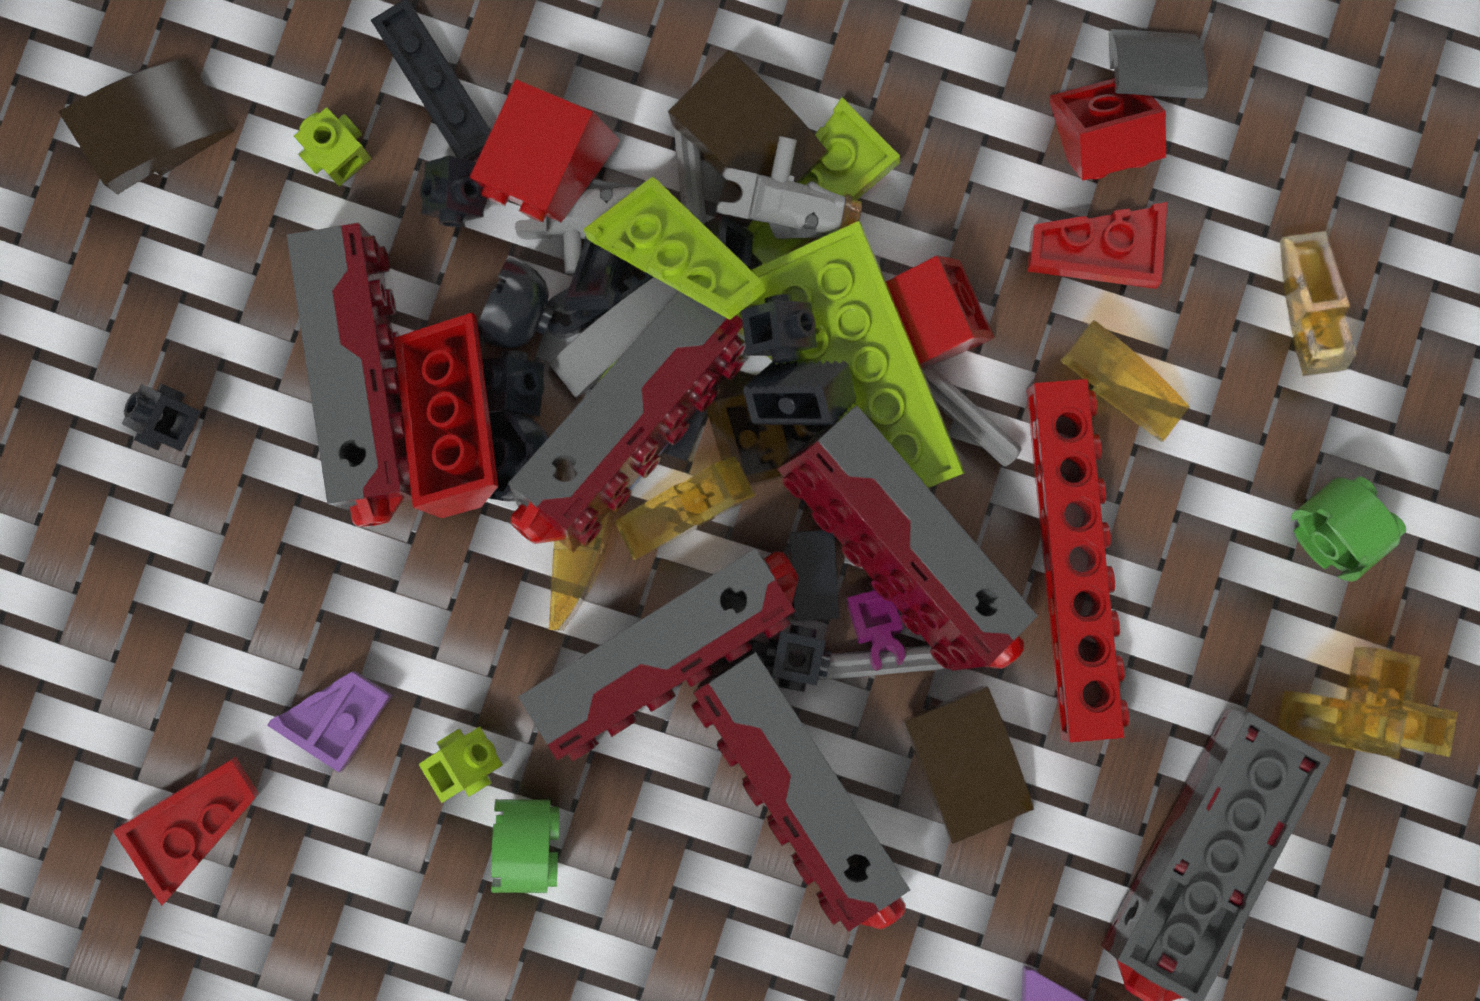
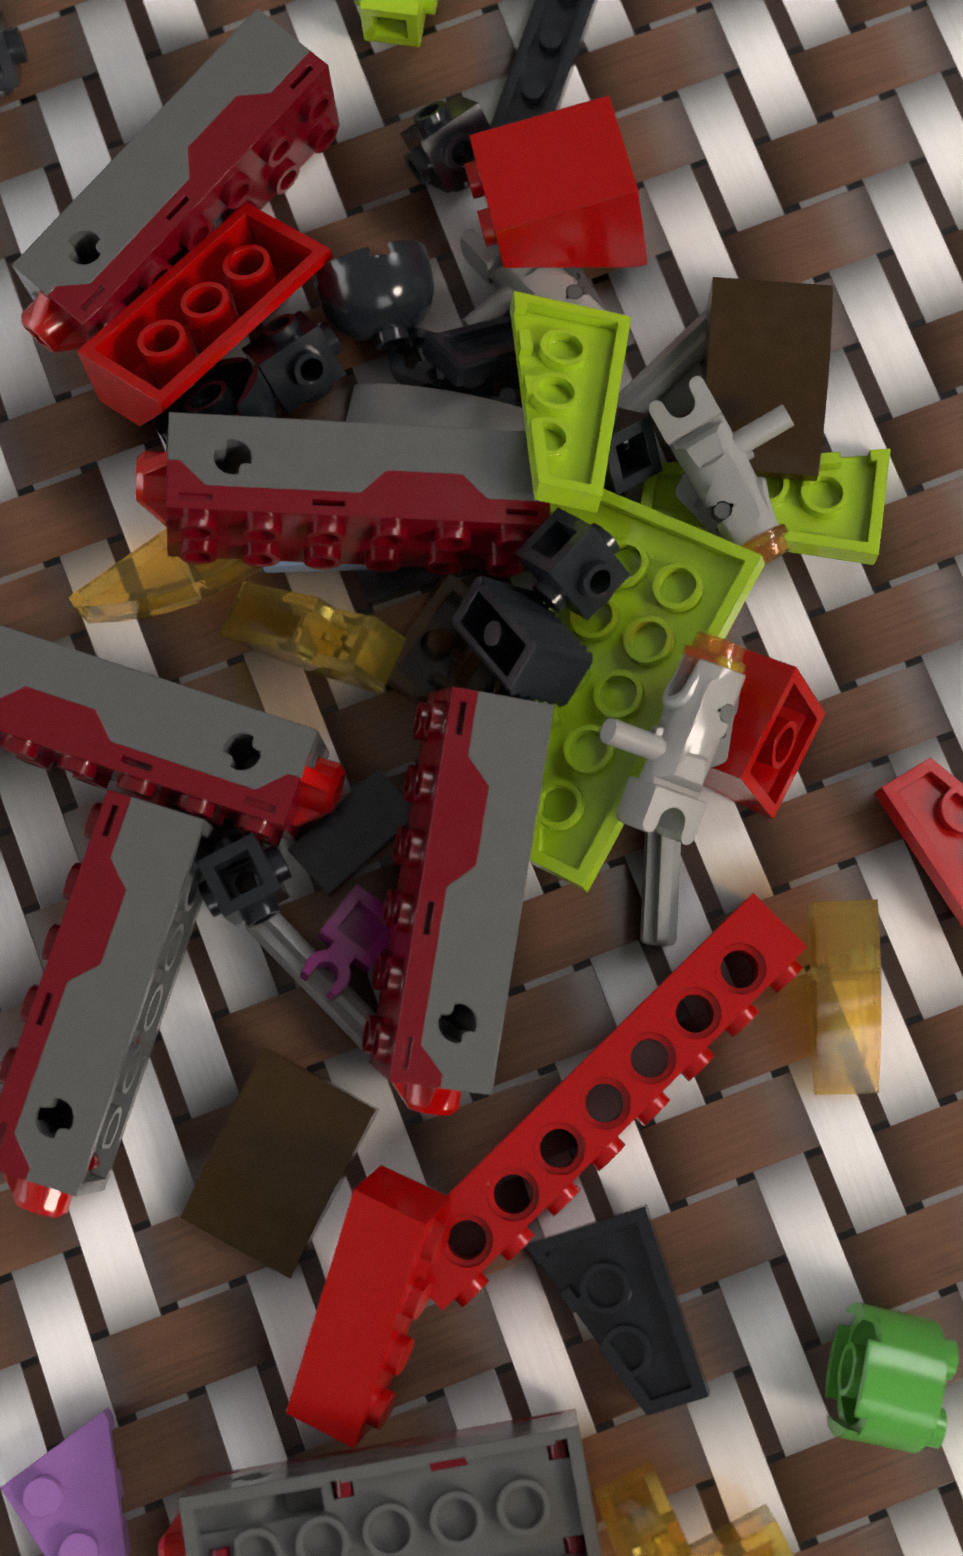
camera: 60 degrees right, 5 degrees down
(932, 351) = (685, 744): none -> light grey piece
(1092, 774) = (368, 1306): none -> red brick
(1191, 633) = (627, 1299): none -> black wing

